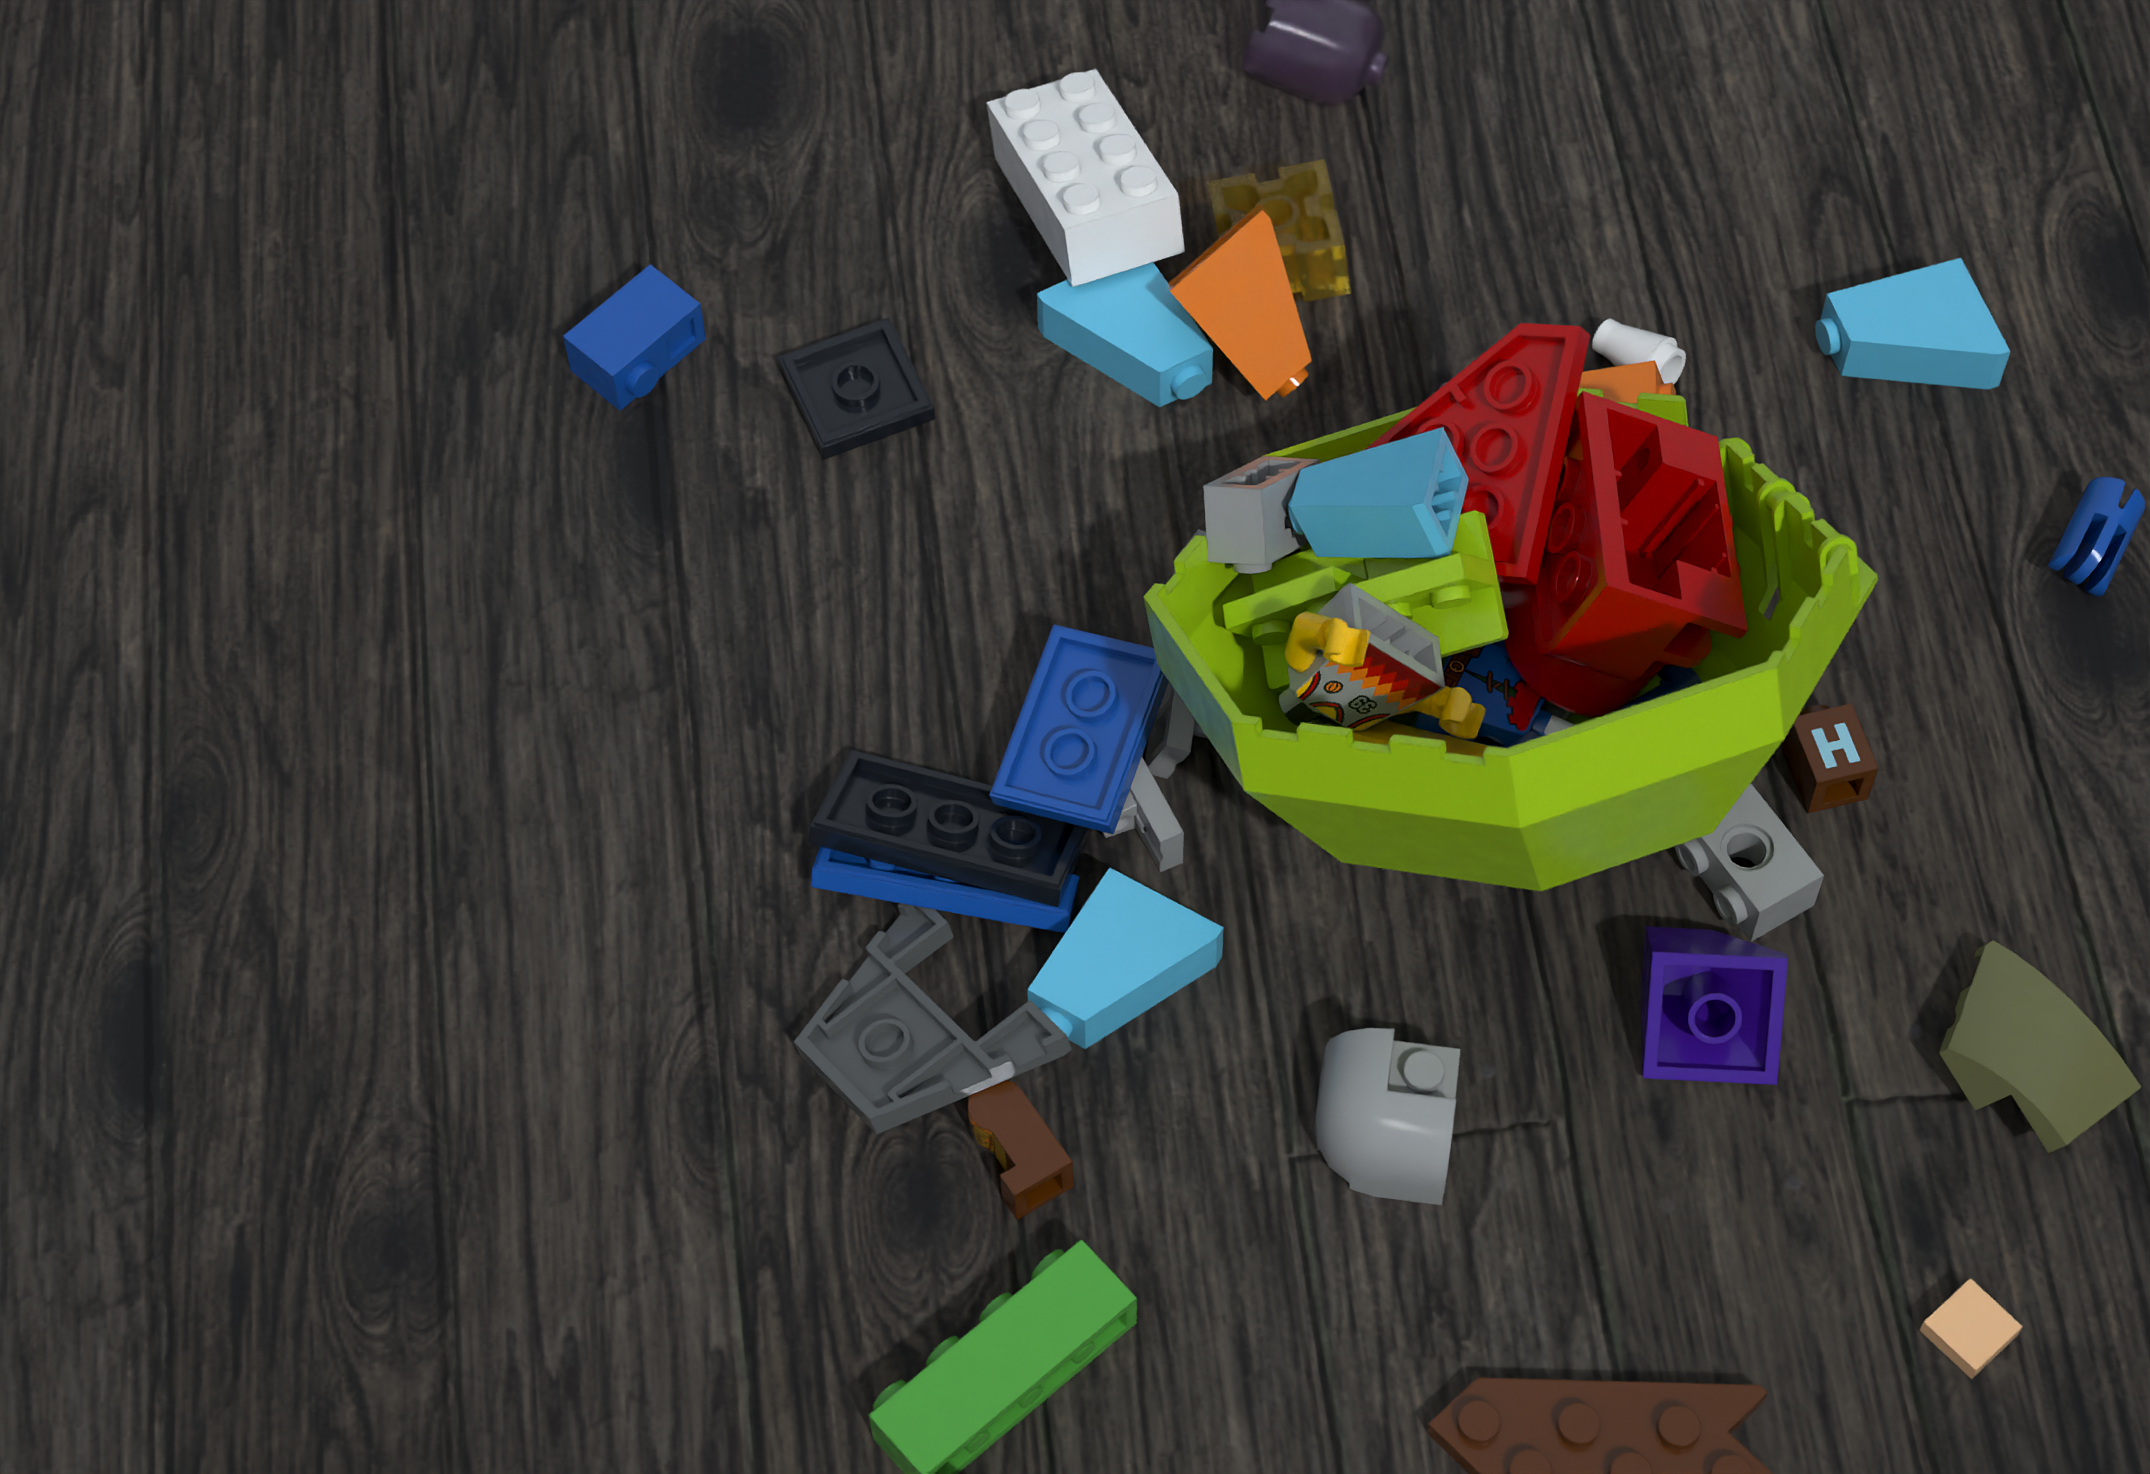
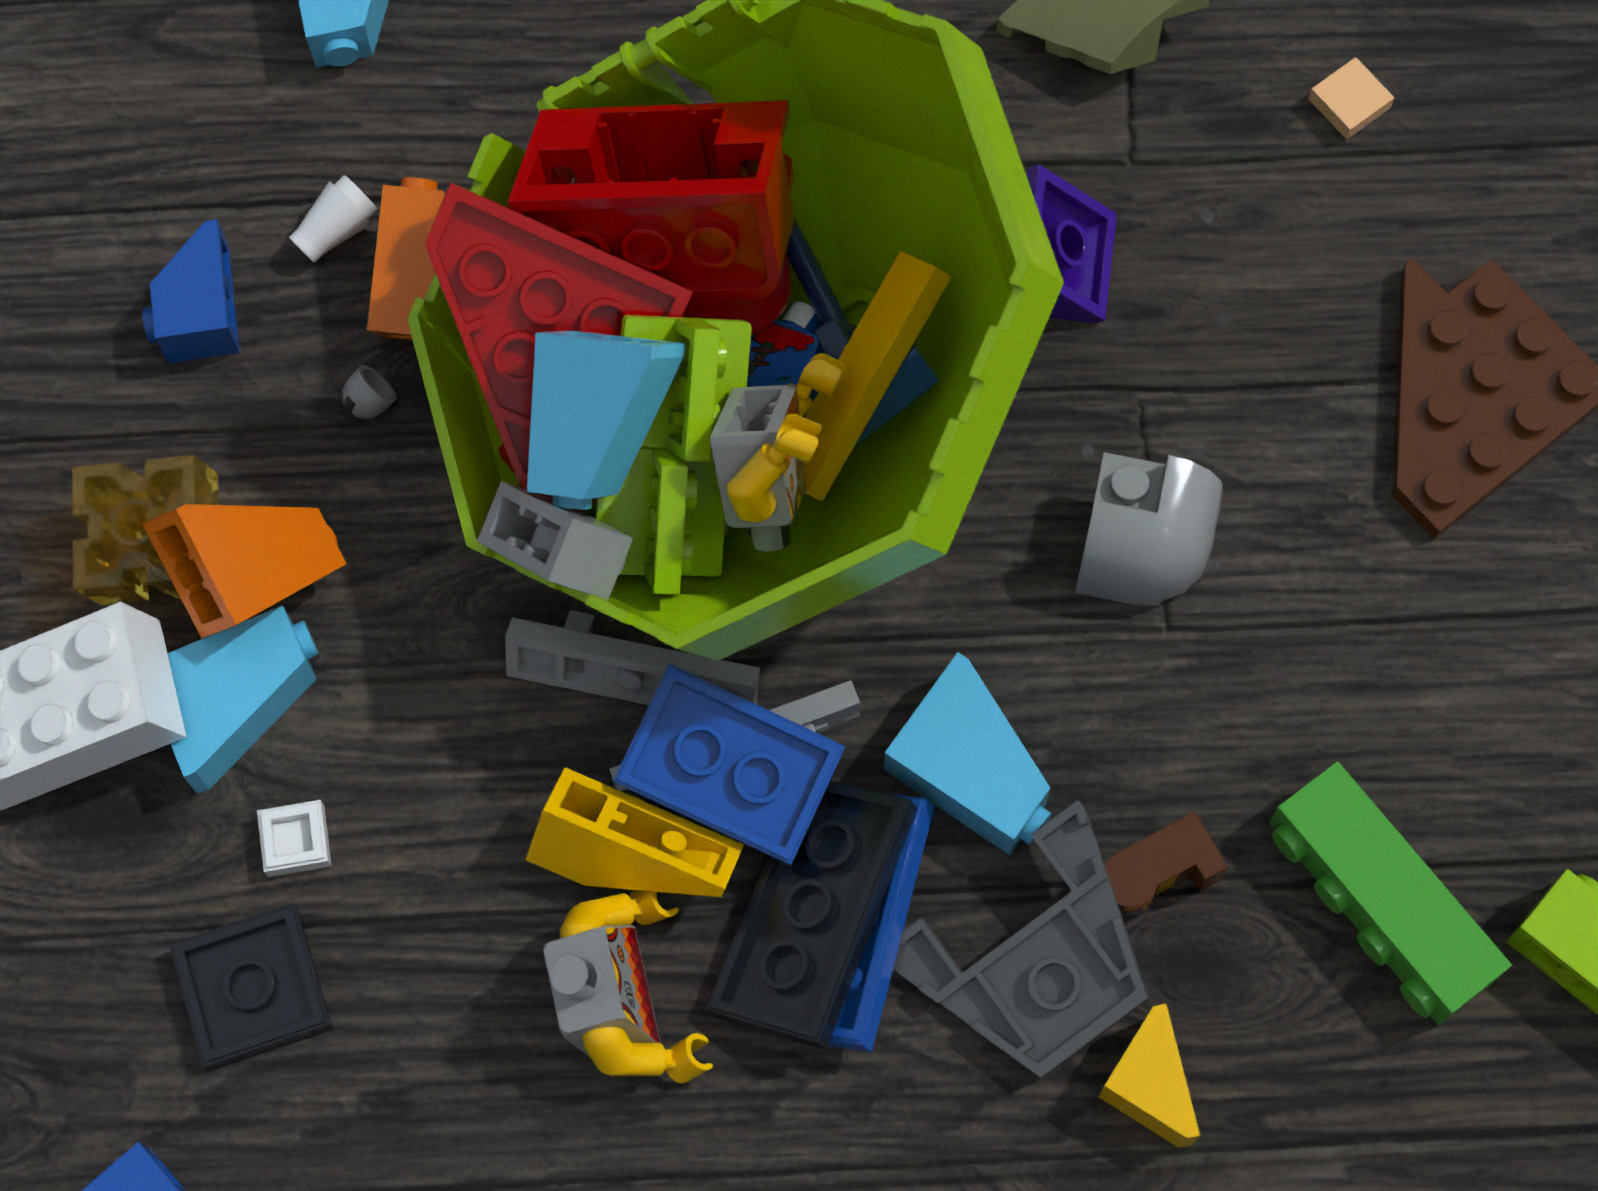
camera: 85 degrees left, 10 degrees up
(795, 1145) = (1152, 1082): none -> yellow slope
(858, 650) = (605, 992): none -> torso
(998, 404) = (294, 838): none -> white tile
(1002, 654) = (626, 843): none -> yellow slope
(1534, 252) = (195, 300): none -> blue slope

